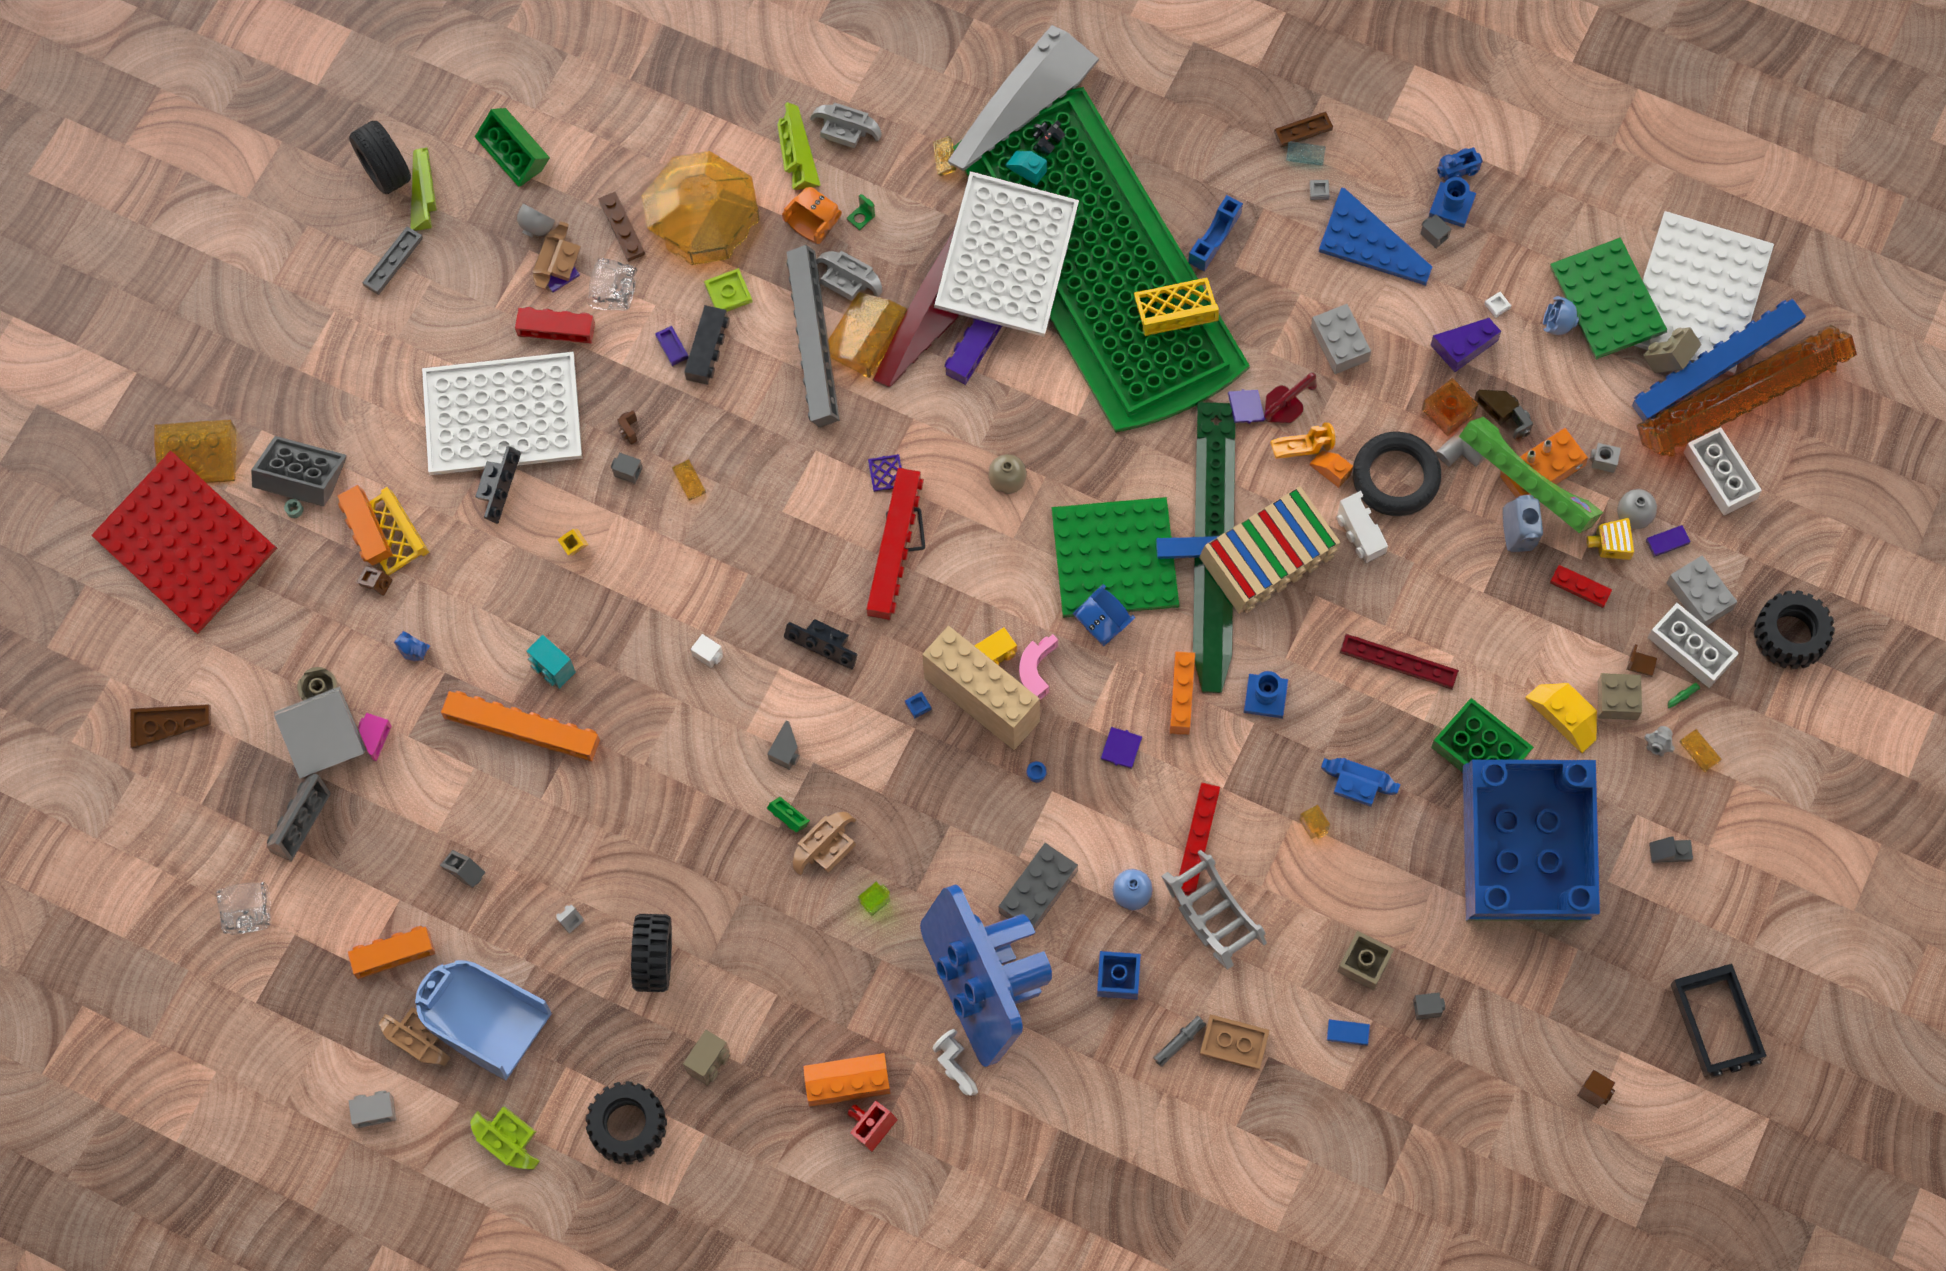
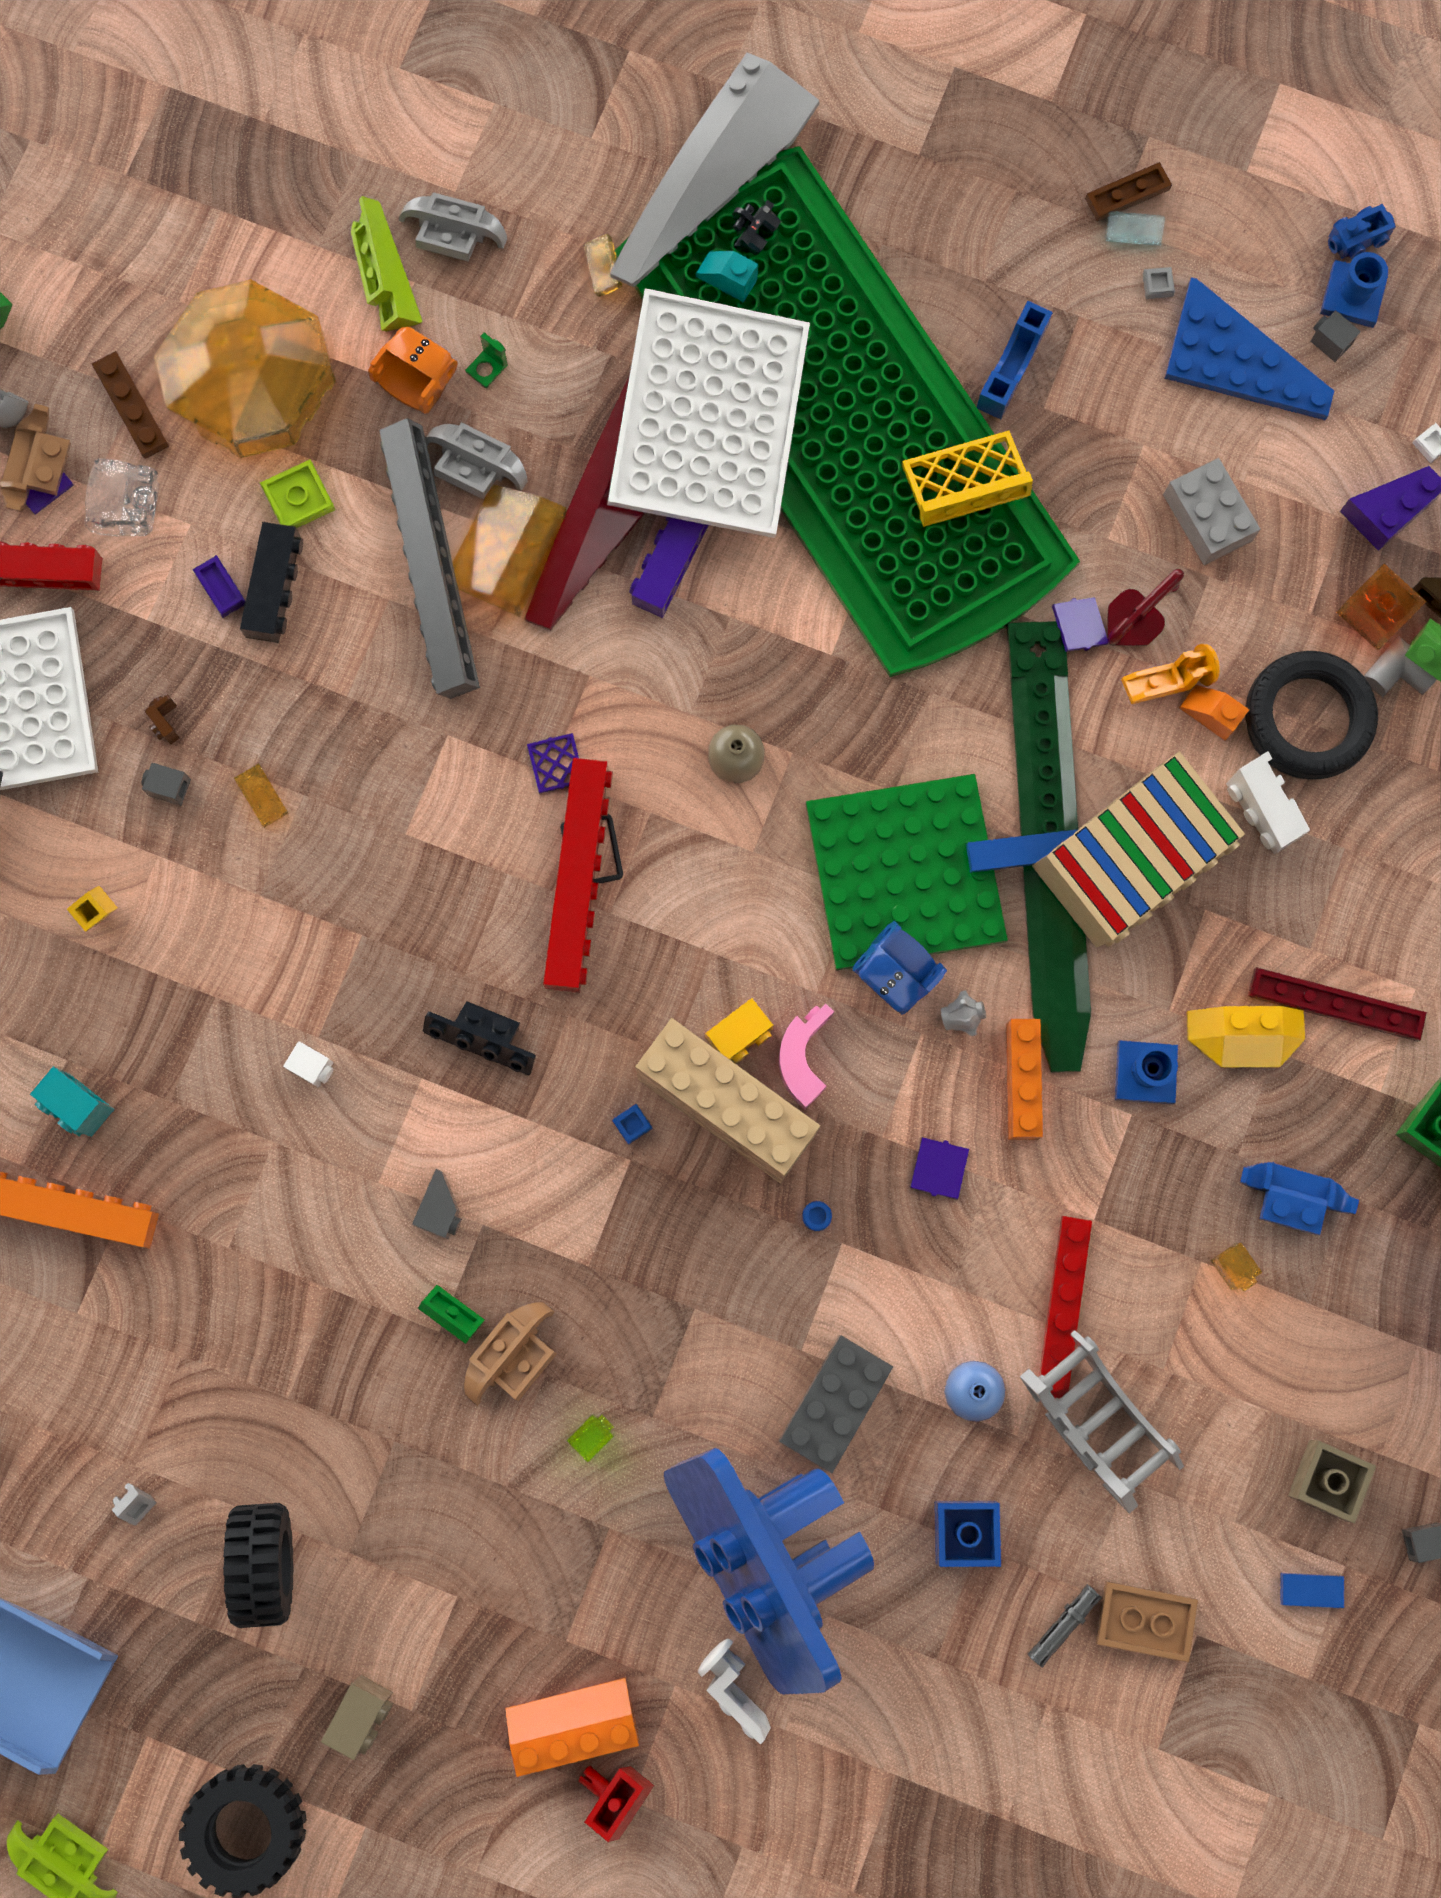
camera: 10 degrees left, 10 degrees up
(1145, 649) = (963, 1014): none -> light grey rock
(1336, 674) = (1246, 1034): none -> yellow wedge

